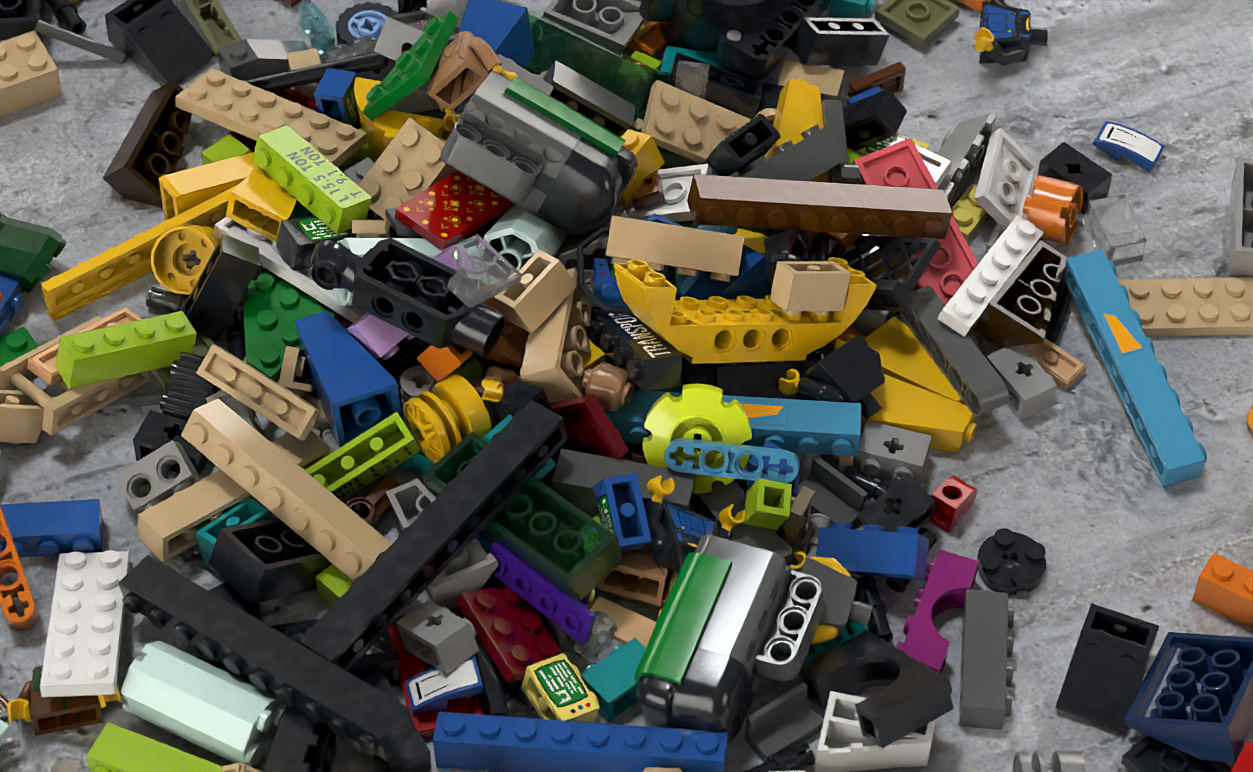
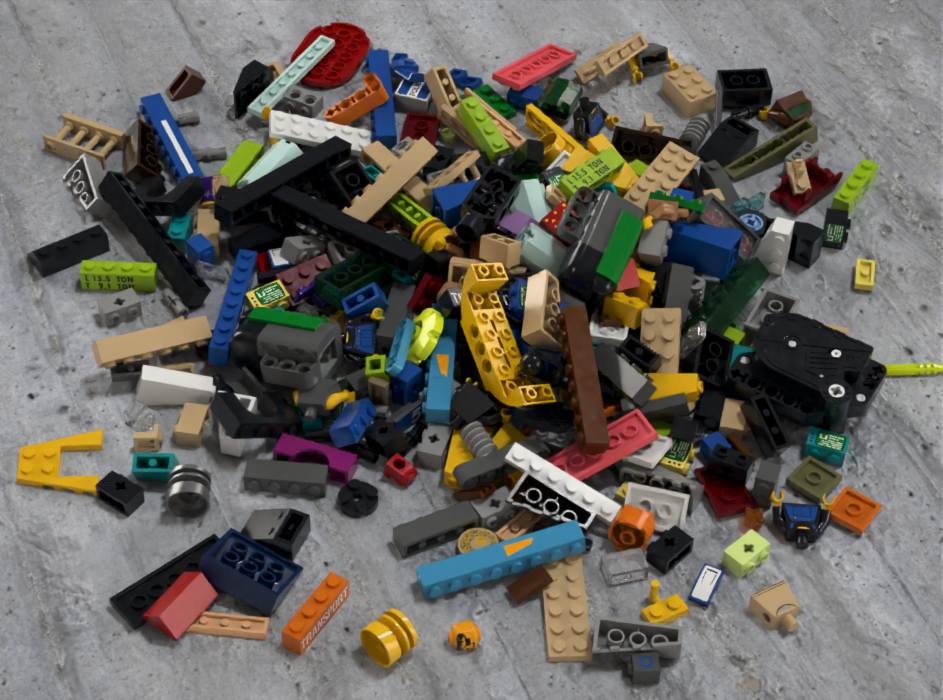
camera: 90 degrees right, 5 degrees down
(71, 472) = (421, 125): none -> dark red plate
(78, 435) = (448, 135): none -> yellowish green tile
(87, 216) = (590, 118): none -> black torso
(97, 139) = (650, 125): none -> tan bracket
(125, 80) = (695, 133): none -> light grey piece
(480, 272) = (500, 218): clear tile -> none
(810, 286) = (515, 367): tan brick -> none
(917, 372) = (477, 439): none -> light grey piece
(923, 85) = (730, 465): none -> black brick
(942, 107) = (724, 496): none -> dark red plate
(950, 55) = (765, 483): none -> dark grey brick
(1000, 82) = (753, 517): none -> clear orange wheel
(1007, 373) = (476, 493): none -> reddish brown tile
(1069, 96) = (746, 553): none -> yellowish green brick
(1070, 454) = (434, 529): none -> dark grey brick
(1089, 406) = (475, 539): none -> tile
(1159, 73) = (776, 606): none -> tan torso
(1168, 341) = (529, 584): none -> reddish brown tile
(1175, 192) = (663, 610): none -> yellow plate

